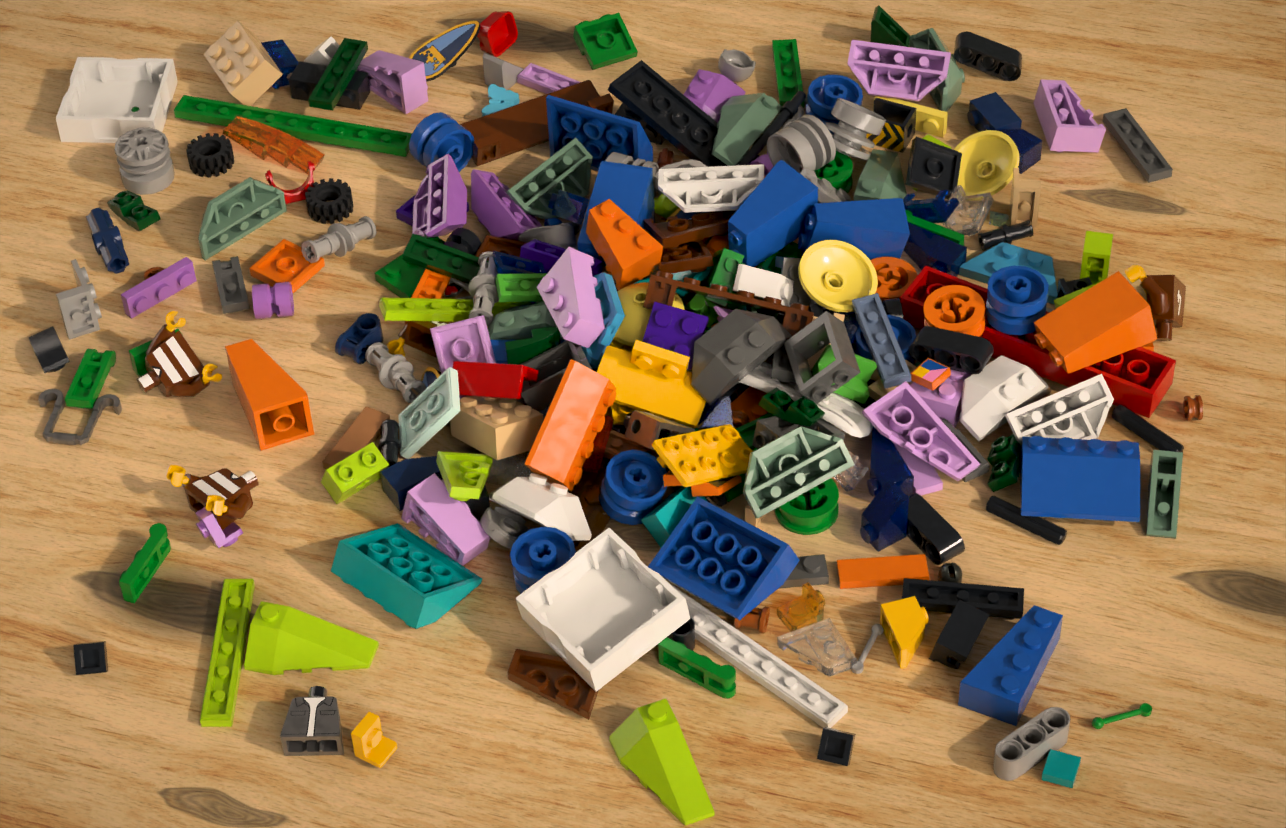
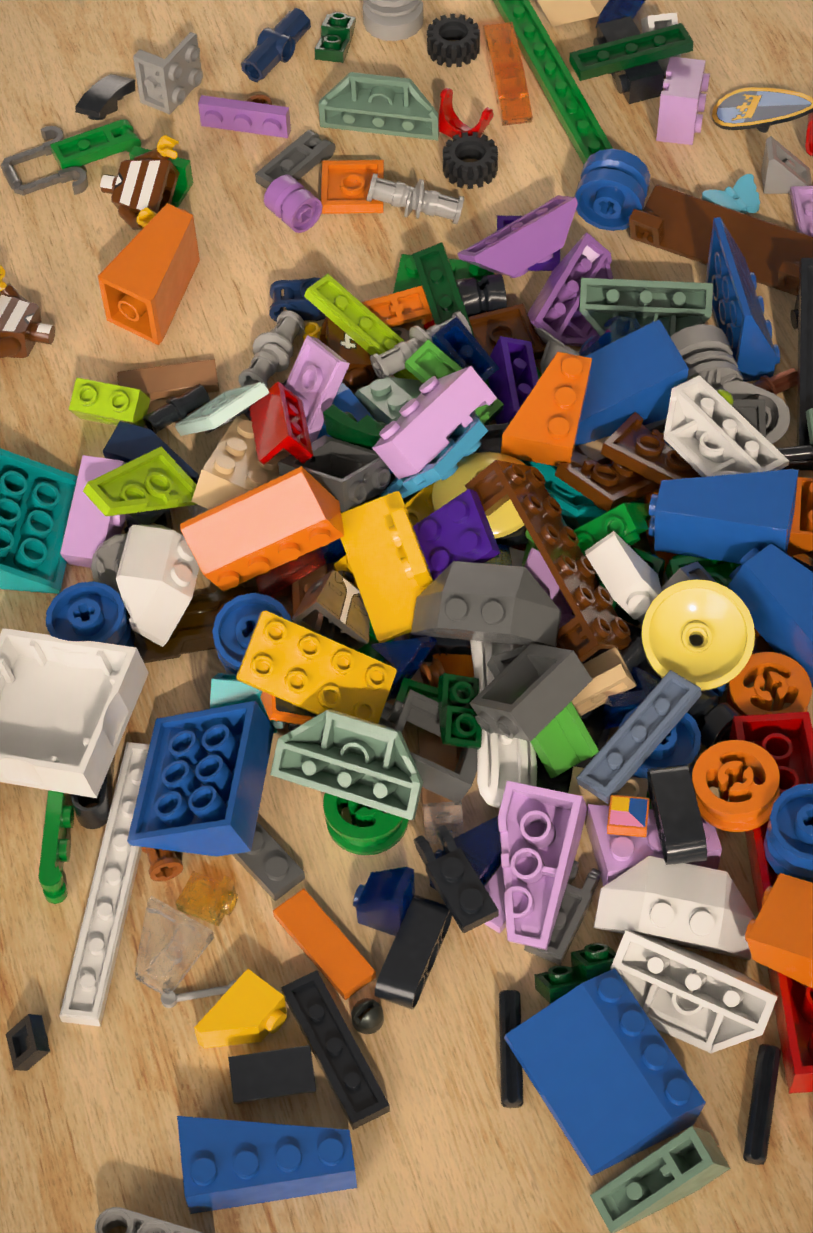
camera: 55 degrees right, 10 degrees up
(905, 474) = (457, 882): none -> black hinge

